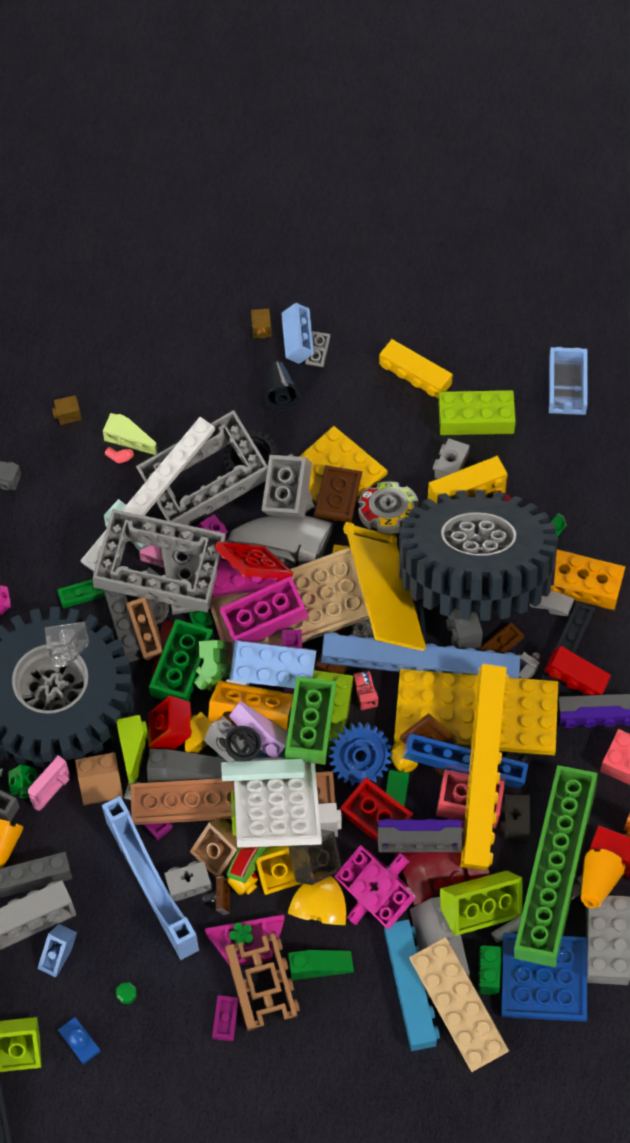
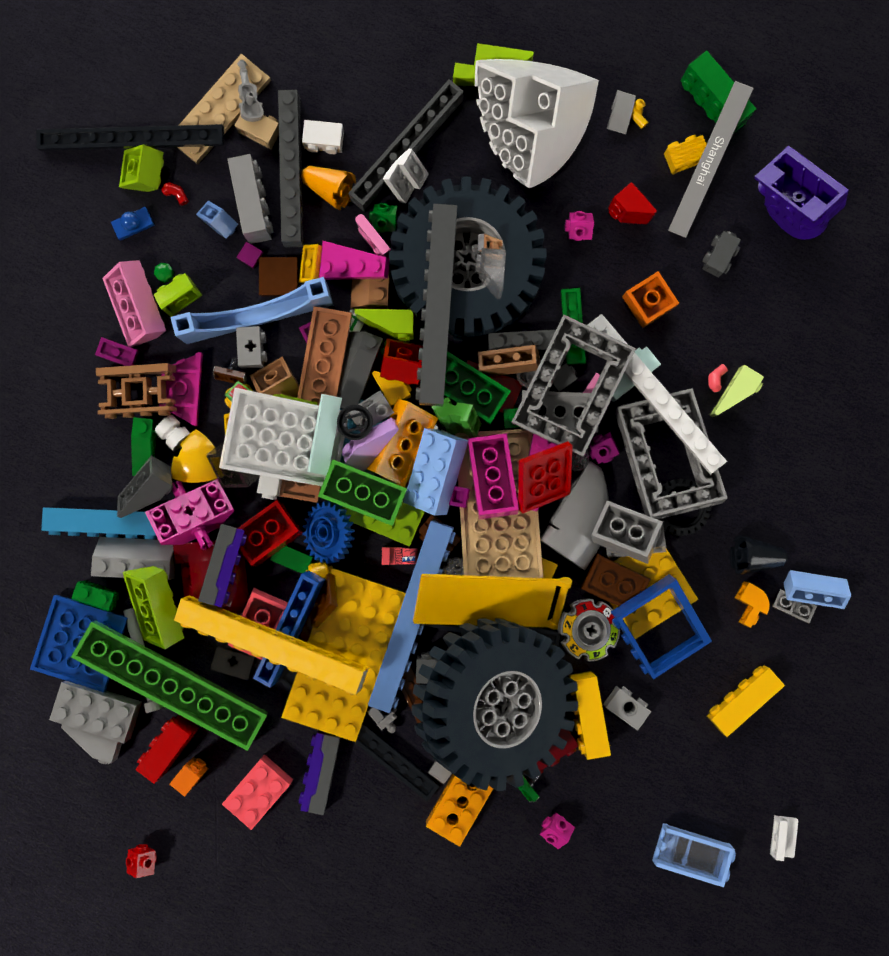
camera: 100 degrees right, 25 degrees up
(33, 1003) = (170, 188): none -> red arm
(38, 655) = (487, 241): none -> piece
(57, 523) = (650, 299): none -> orange brick
(67, 410) = (781, 335): pearl gold brick -> none
(79, 805) = (348, 263): none -> dark pink wing
(85, 845) = (310, 262): none -> yellow slope
(88, 909) = (249, 255): none -> magenta tile
(105, 875) = (277, 275): none -> reddish brown tile
(108, 689) = (437, 305): none -> dark grey brick
(147, 967) = (177, 294): none -> lime slope
(168, 1013) = (133, 303): none -> bright pink slope
(241, 934) = (185, 383): green plant -> none
(261, 323) = (839, 555): pearl gold brick -> none
(297, 935) = (172, 432): none -> white wheel
(322, 379) = (756, 601): none -> light orange brick
(363, 945) = (146, 487): none -> dark grey slope
(381, 424) = (680, 652): none -> blue window
(459, 1004) = (67, 558): tan plate -> none
(476, 412) = (677, 749): lime brick -> none
(528, 316) = (784, 837): none -> white panel
(577, 672) = (359, 763): red brick -> none
(583, 492) = (556, 830): none -> dark pink brick
(600, 876) = (140, 719): light orange cone -> none

